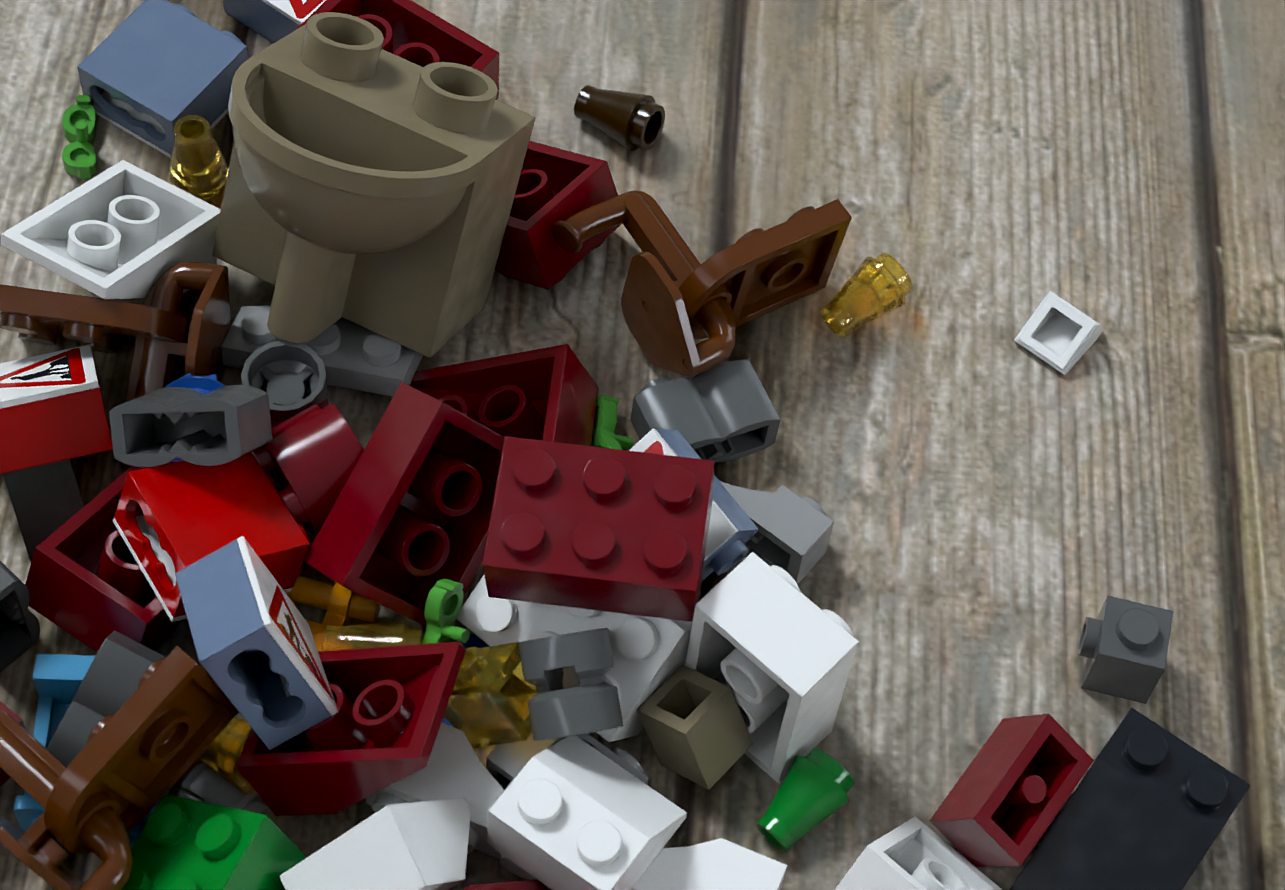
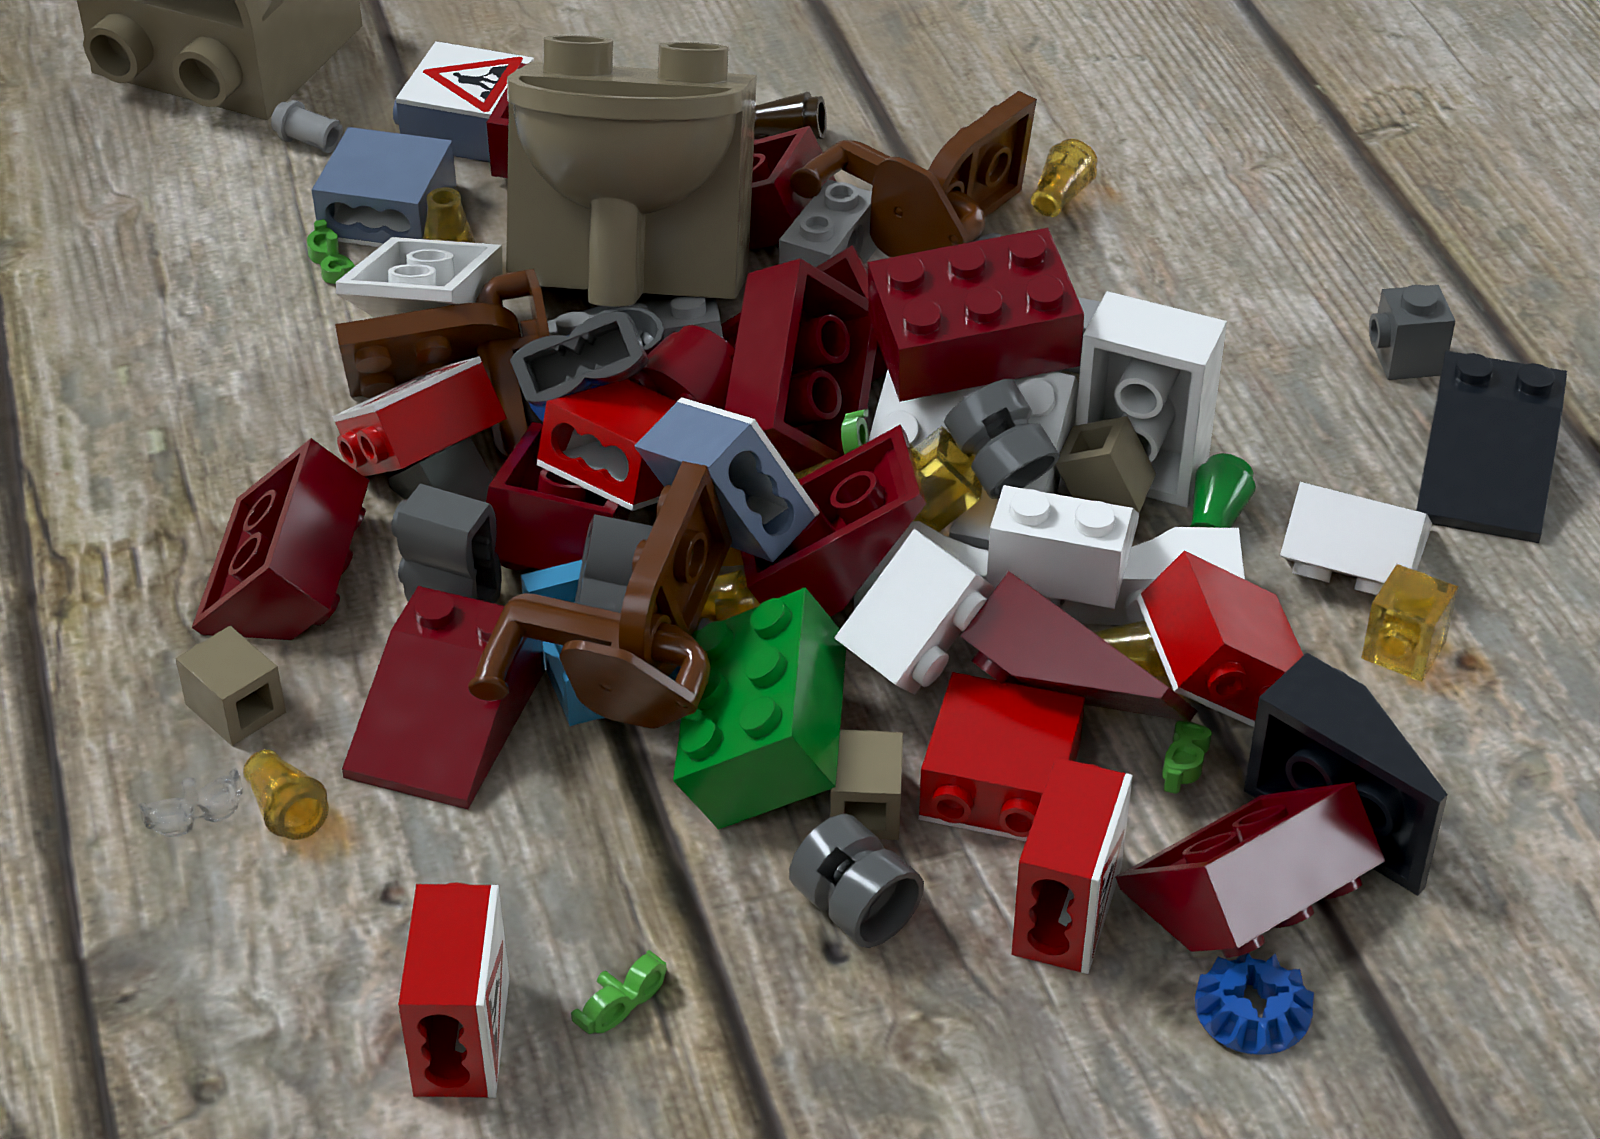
camera: 15 degrees left, 15 degrees down
(571, 302) = (830, 225): none -> light grey brick
(1012, 791) = (1383, 435): dark red brick -> none
(1058, 333) = (1229, 163): white slope -> none

